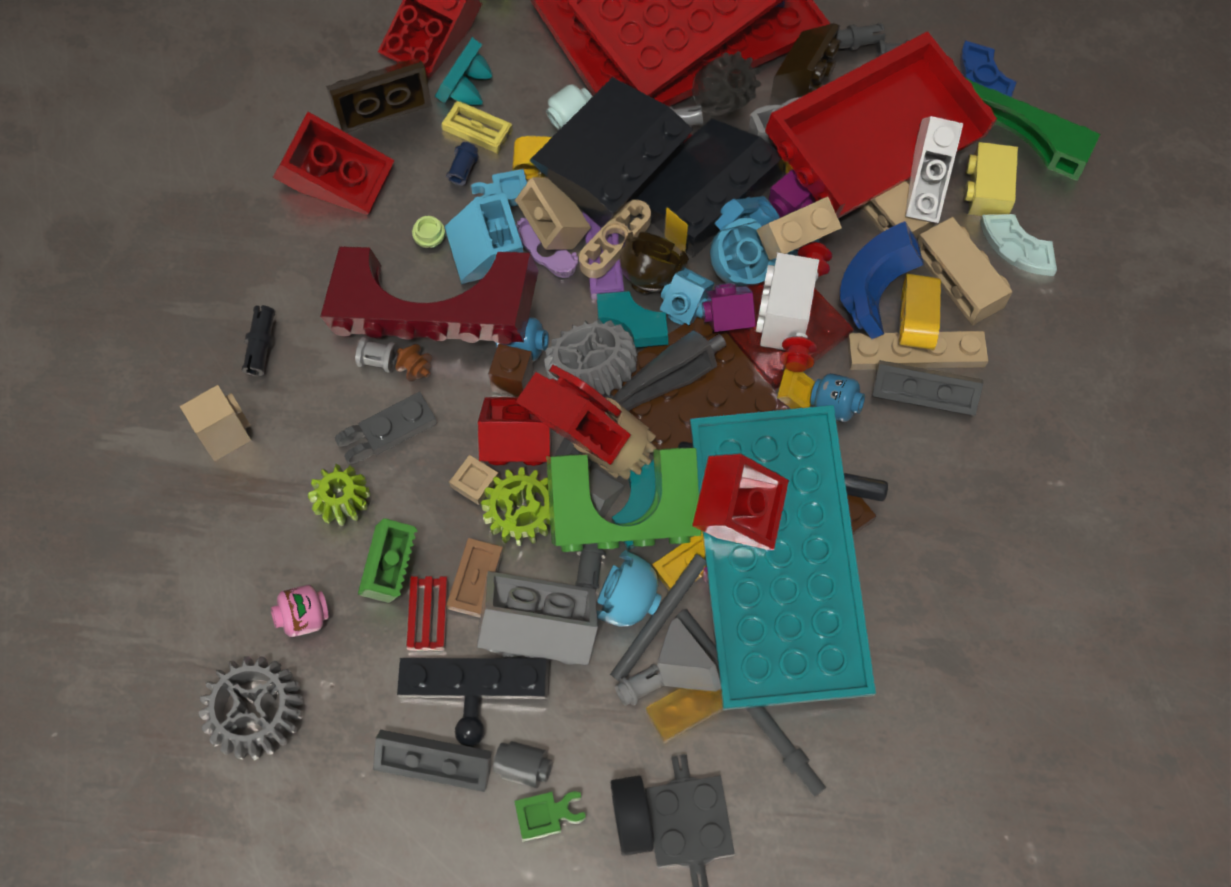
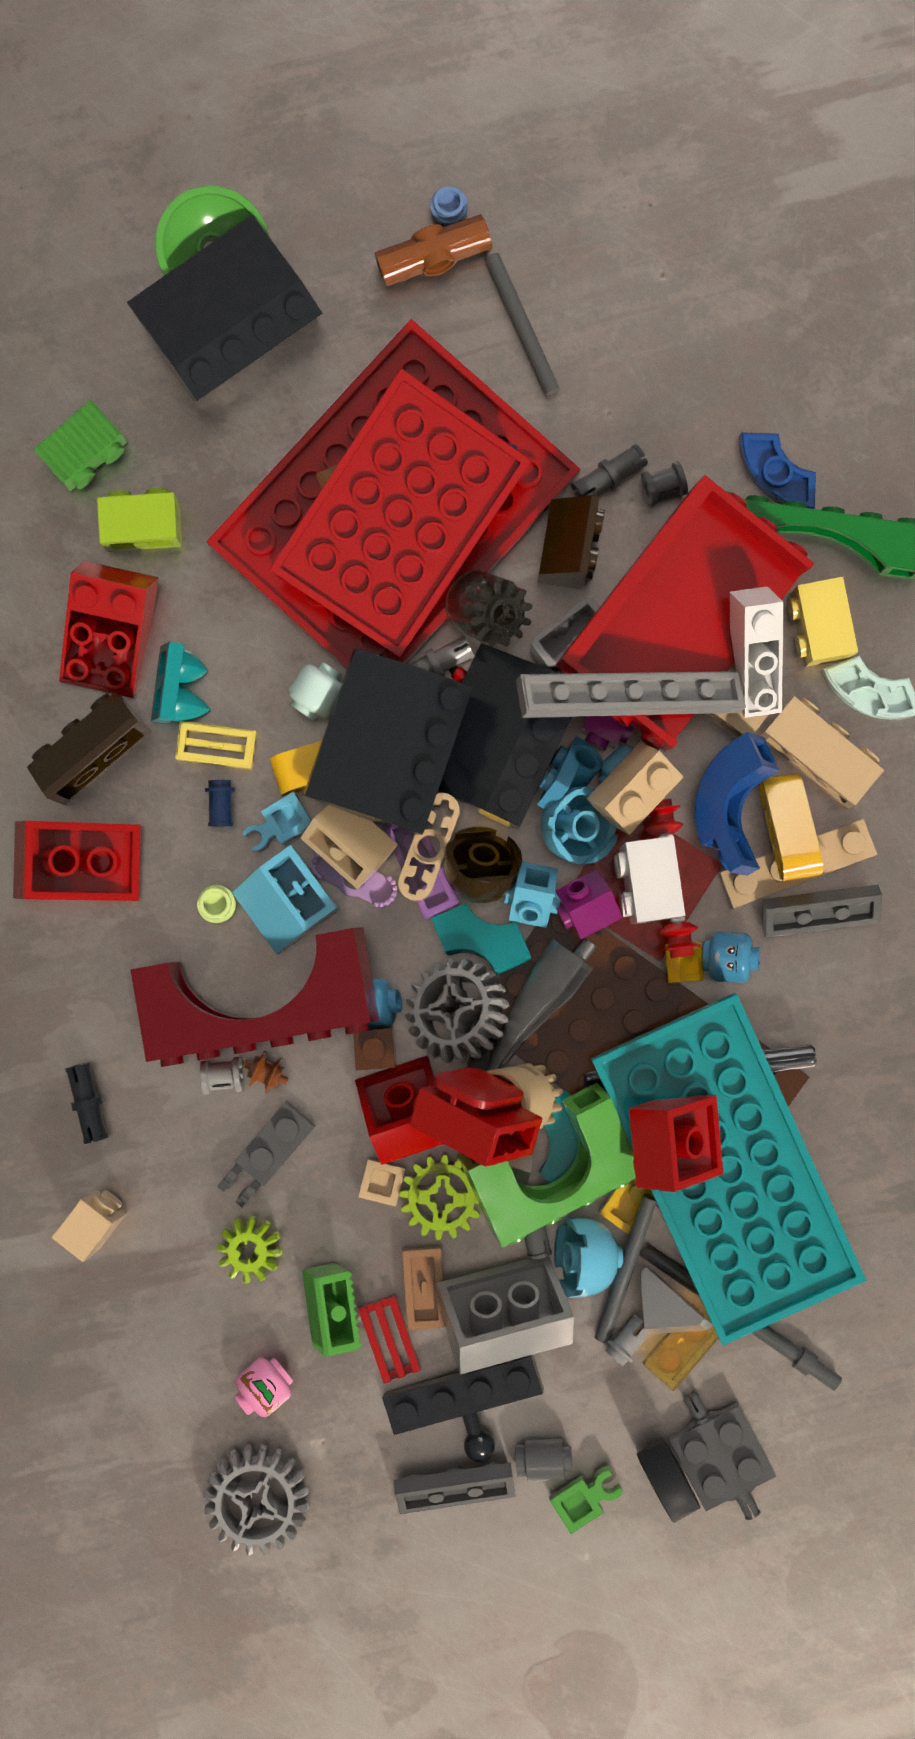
camera: 15 degrees left, 20 degrees up
(818, 153) = (629, 694): none -> light grey tile

